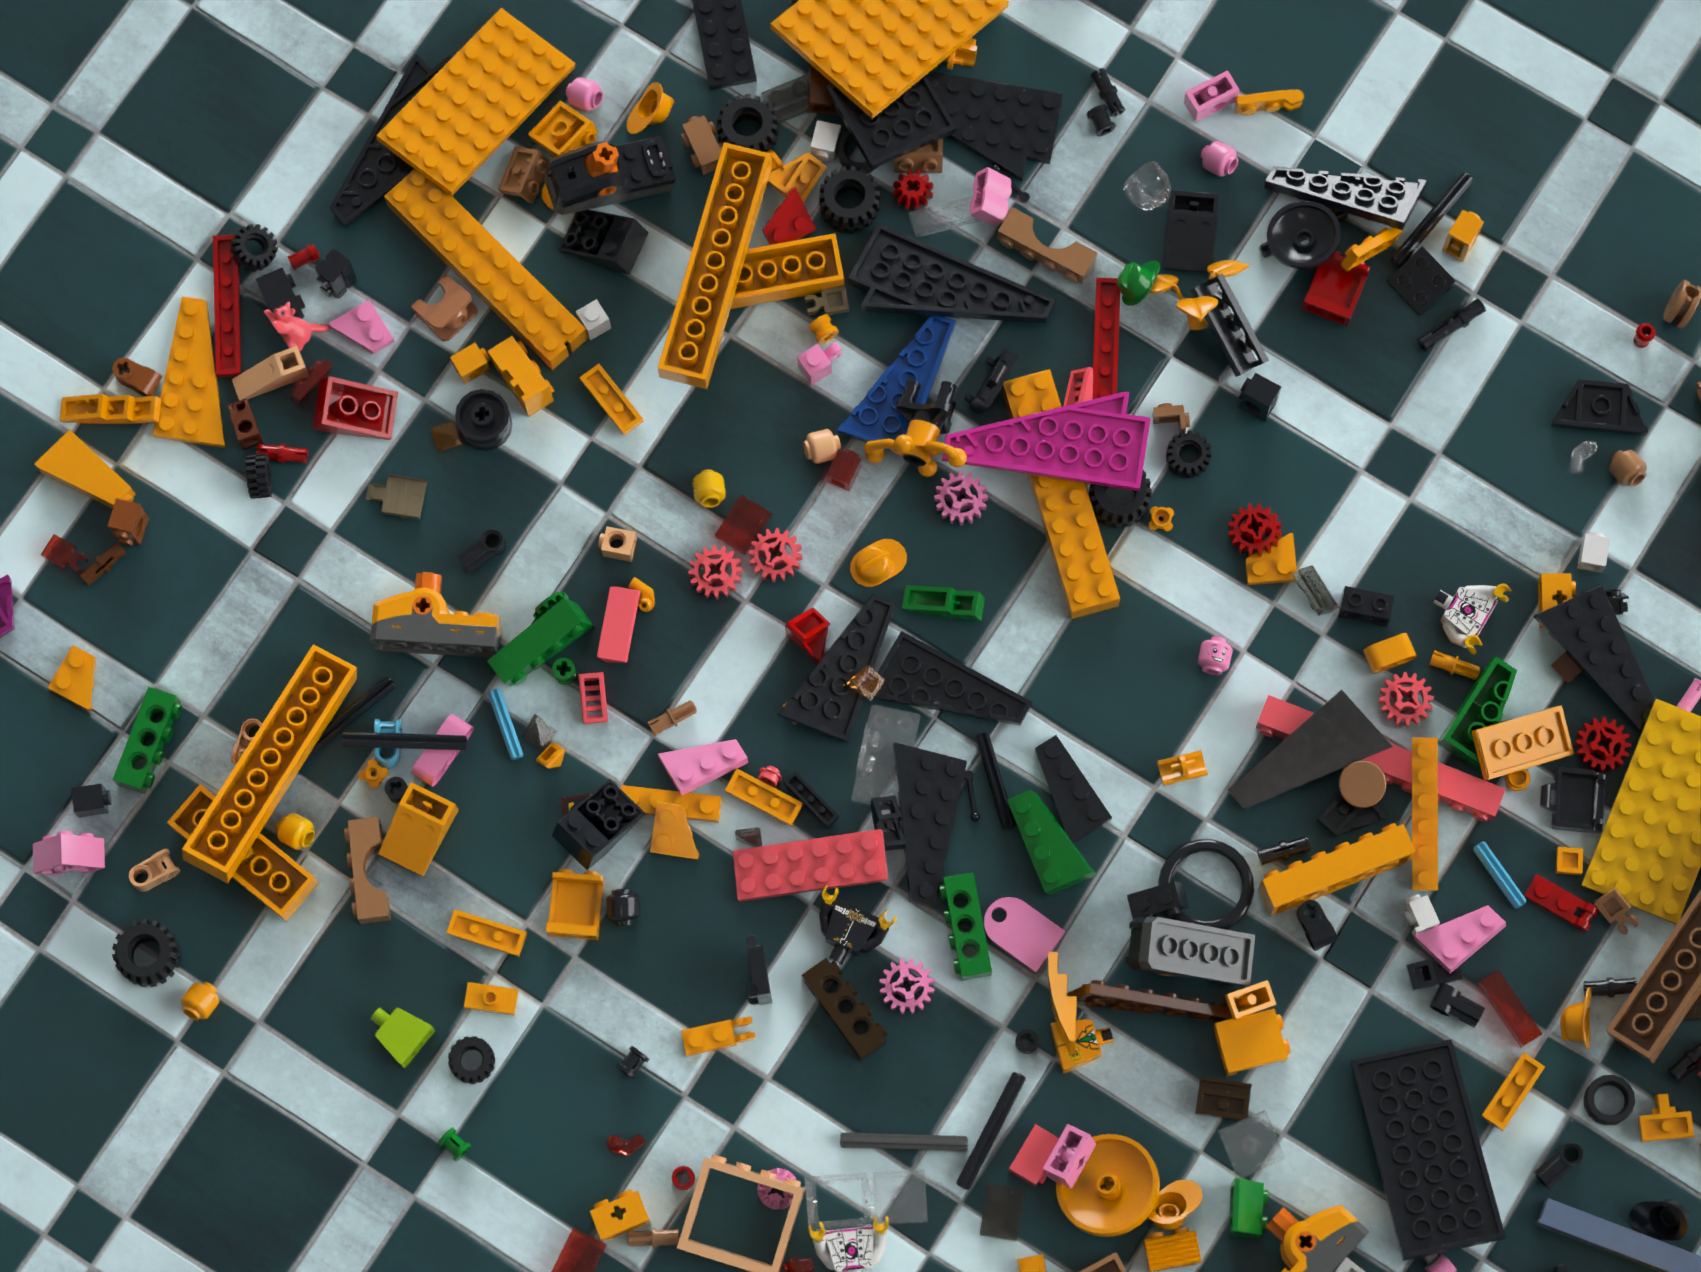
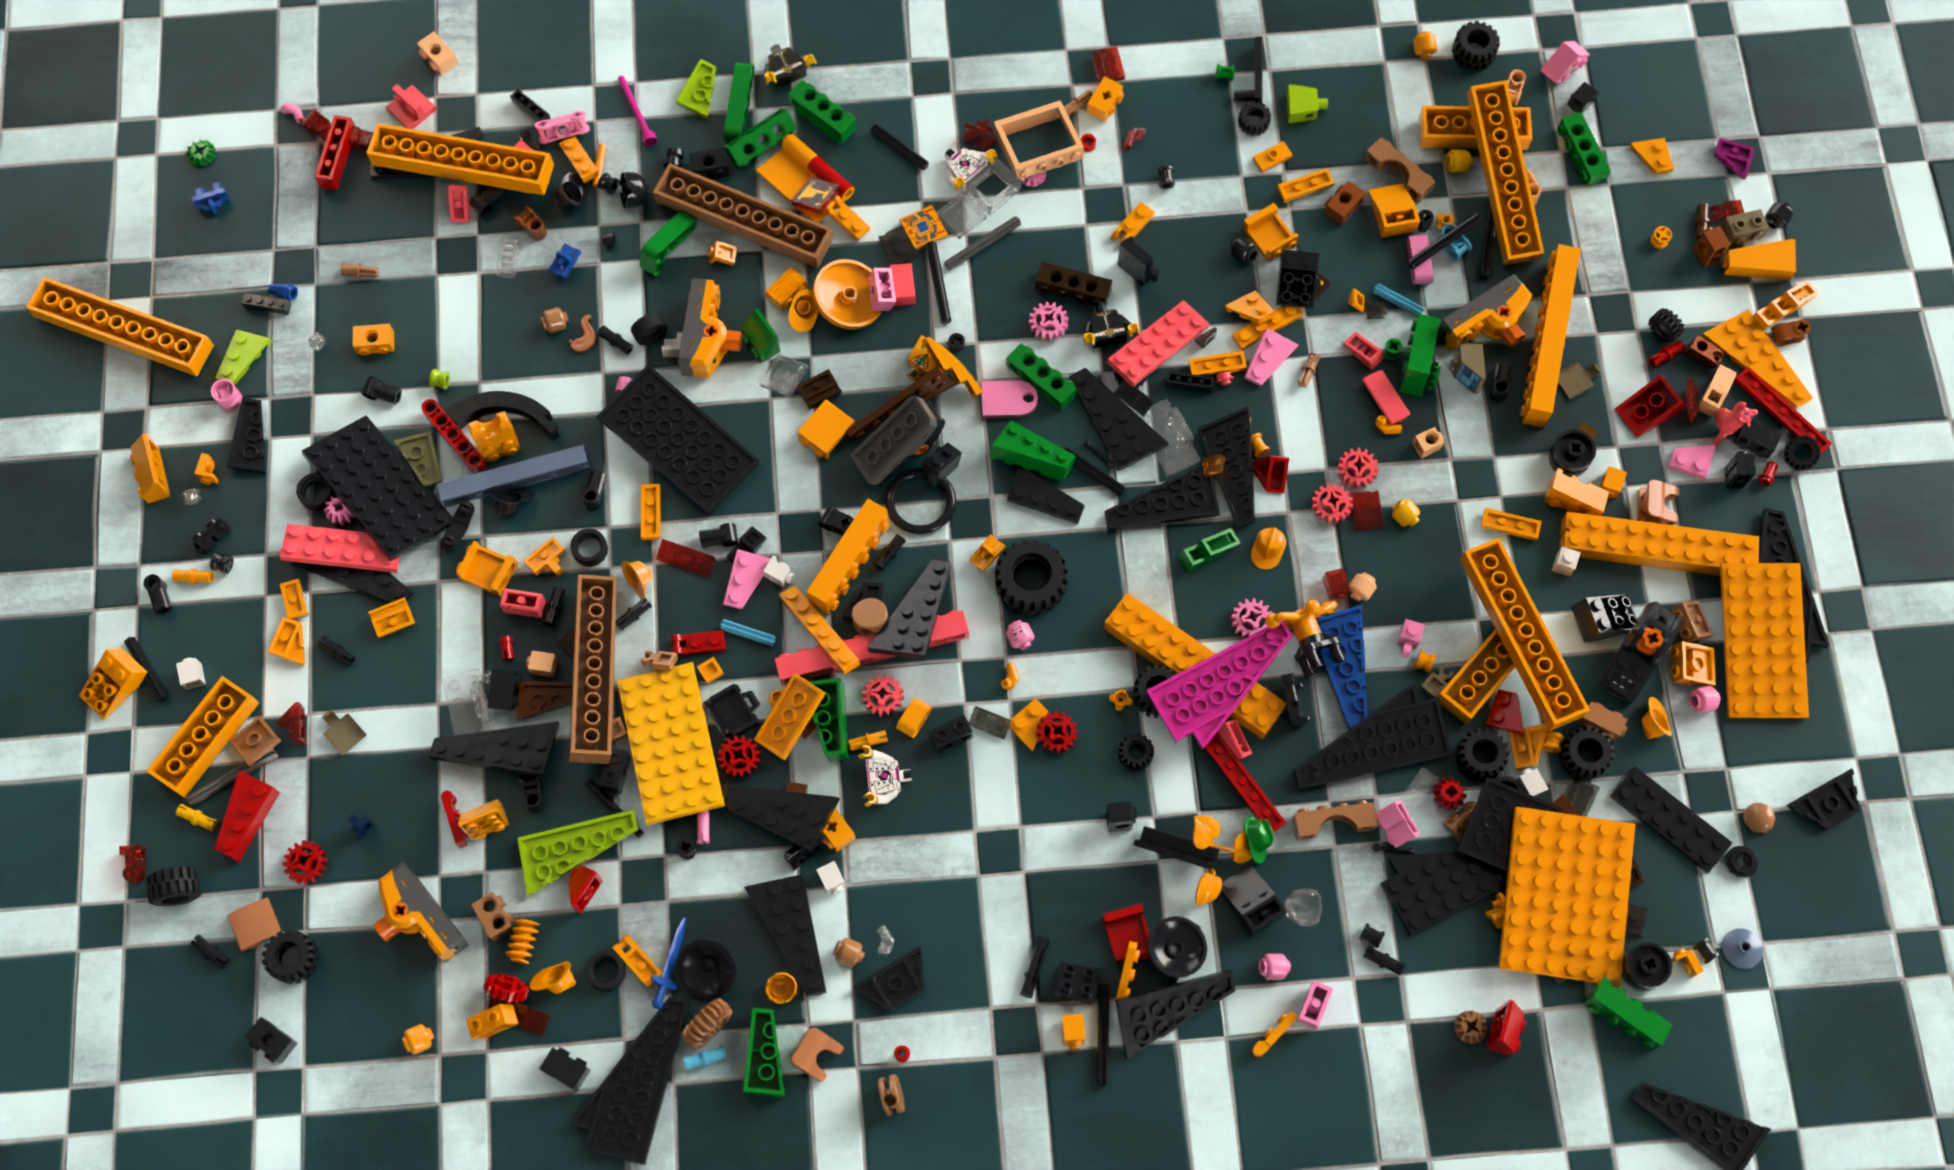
camera: 140 degrees right, 5 degrees down
(18, 506) = (1779, 215): none -> black head
(66, 522) = (1745, 226): none -> dark tan brick
(161, 574) = (1661, 233): none -> light orange wheel
(389, 555) = (1551, 336): none -> light orange brick
(442, 1087) = (1257, 94): none -> black piece
(450, 873) = (1341, 211): none -> dark orange brick
(503, 586) = (1469, 366): none -> dark tan slope
(797, 674) = (1258, 445): none -> light orange bush
(955, 1214) = (923, 227): none -> light orange tile
(1159, 673) = (1036, 554): none -> black tyre
(1168, 414) = (1169, 767): medium nougat bracket -> none
(1250, 999) = (844, 443): light orange slope -> none
(1256, 621) = (1012, 678): none -> light orange arm
(1664, 547) = (788, 917): none -> black wing

